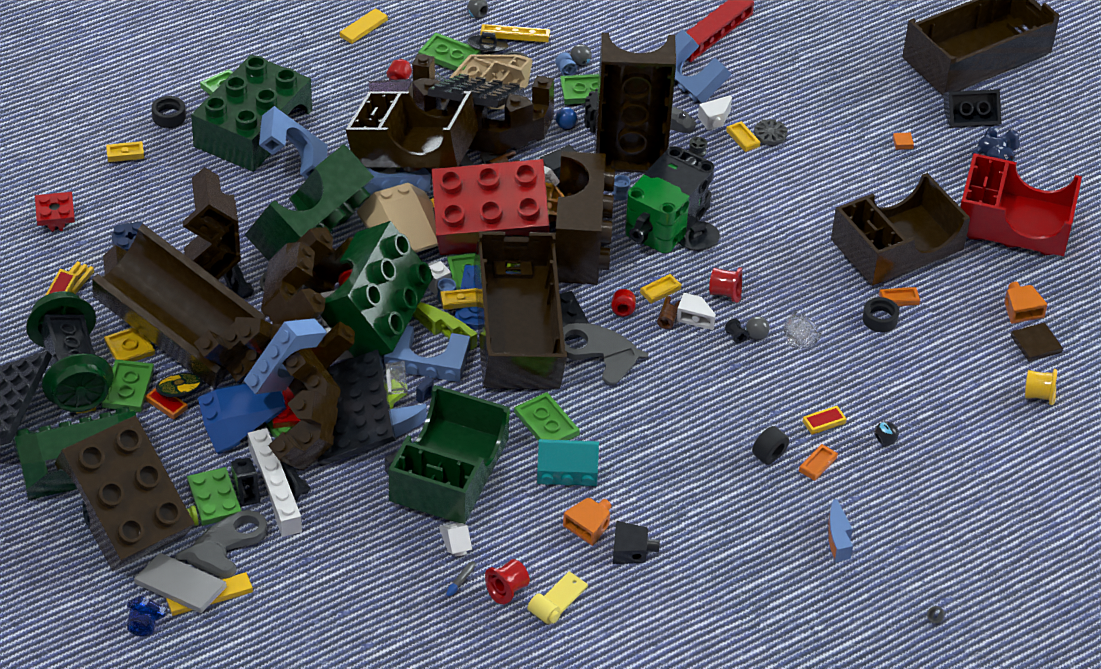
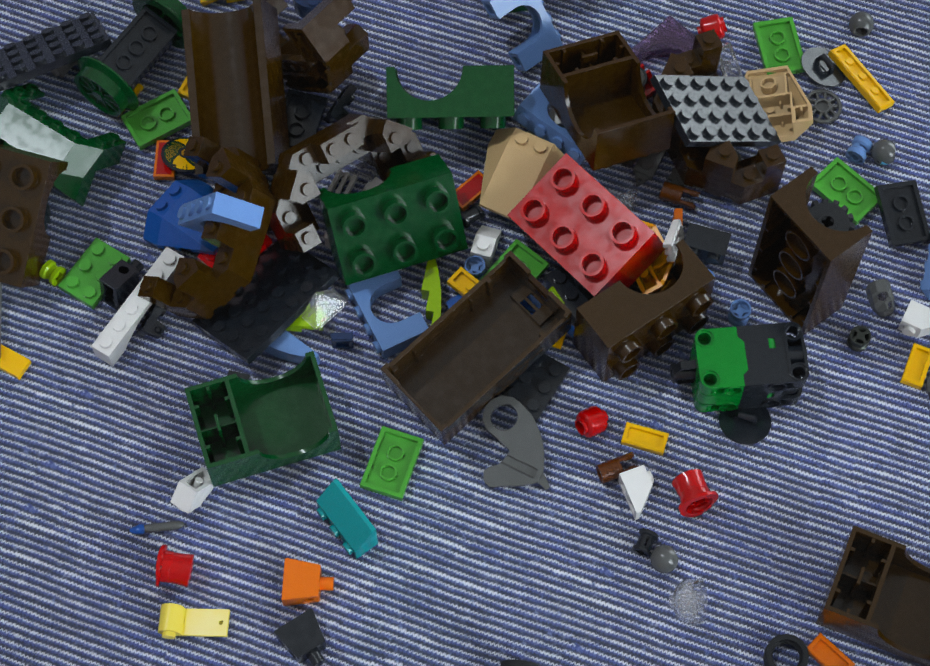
camera: 55 degrees right, 20 degrees up
(210, 548) = (52, 313): dark grey animal -> none

